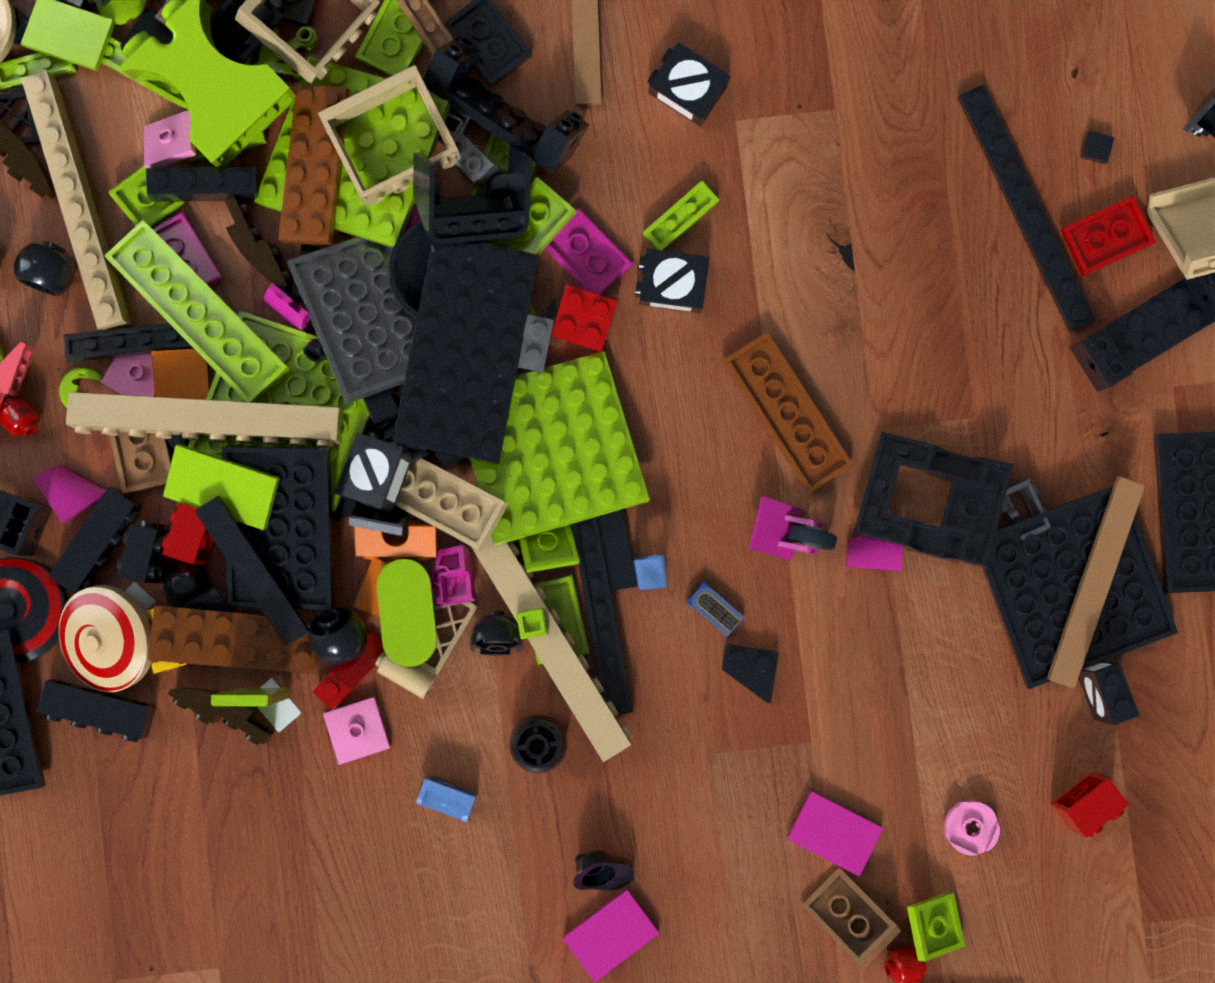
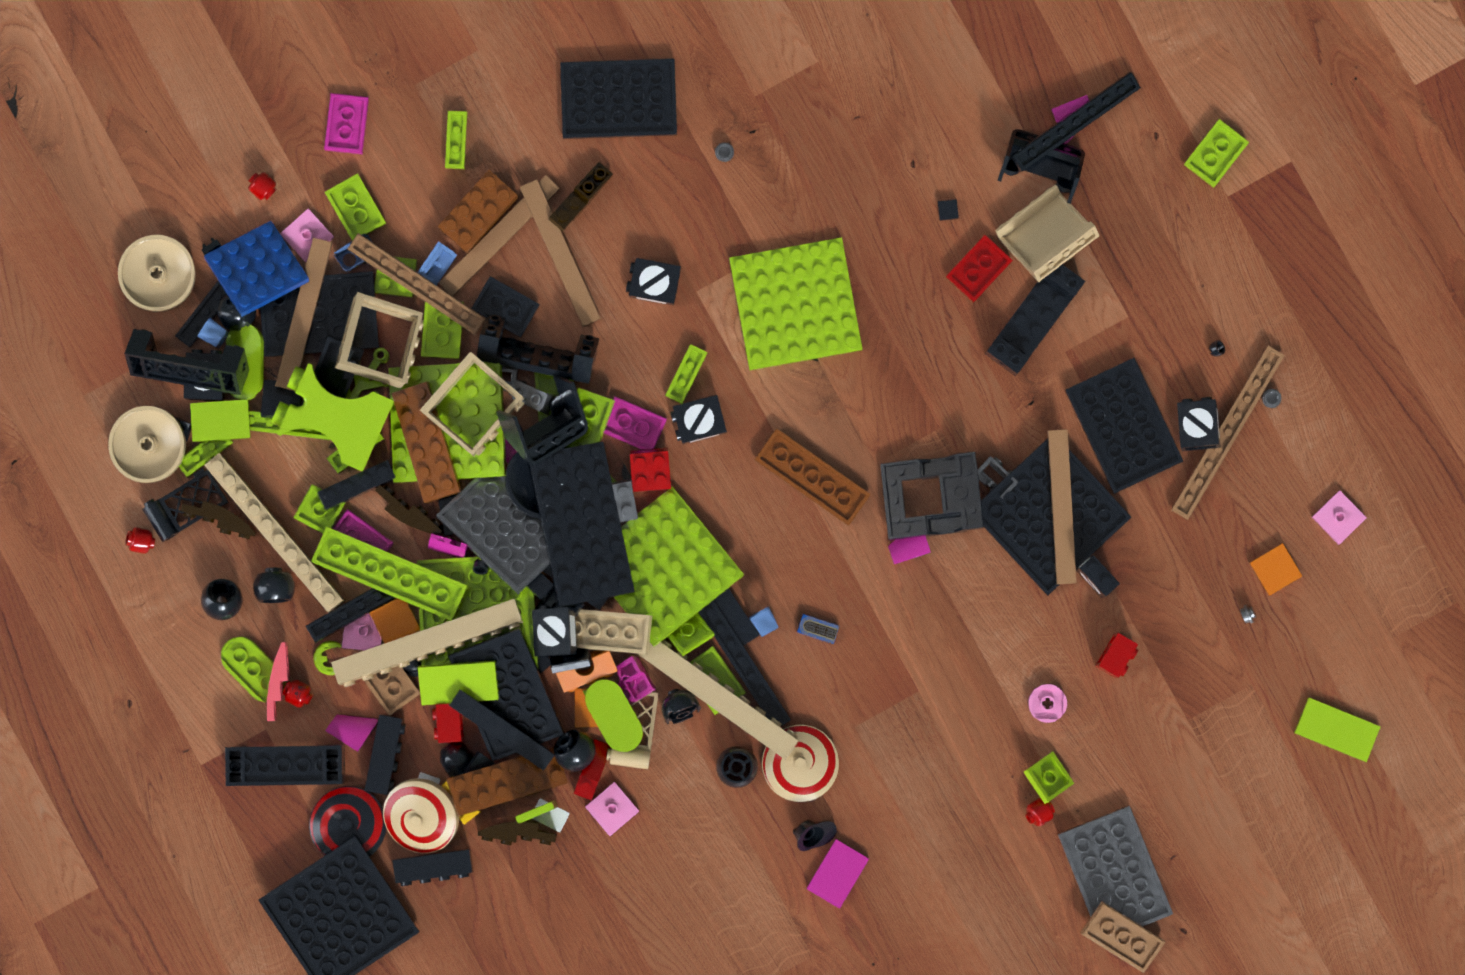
camera: 25 degrees left, 0 degrees up
(143, 553) = (422, 745): black brick -> none
(168, 141) = (320, 465): bright pink plate -> none
(446, 798) = (691, 829): medium blue hinge -> none
(532, 623) = (700, 688): lime tile -> none
(628, 785) = (808, 768): none -> tan dish
(751, 668) = (858, 658): black wing -> none
(779, 528) = (837, 557): dark pink plate -> none
(834, 833) = (958, 744): dark pink tile -> none
(851, 918) = (992, 796): medium nougat slope -> none
(855, 186) = (795, 304): none -> lime plate
(1026, 208) = (916, 271): black plate -> none

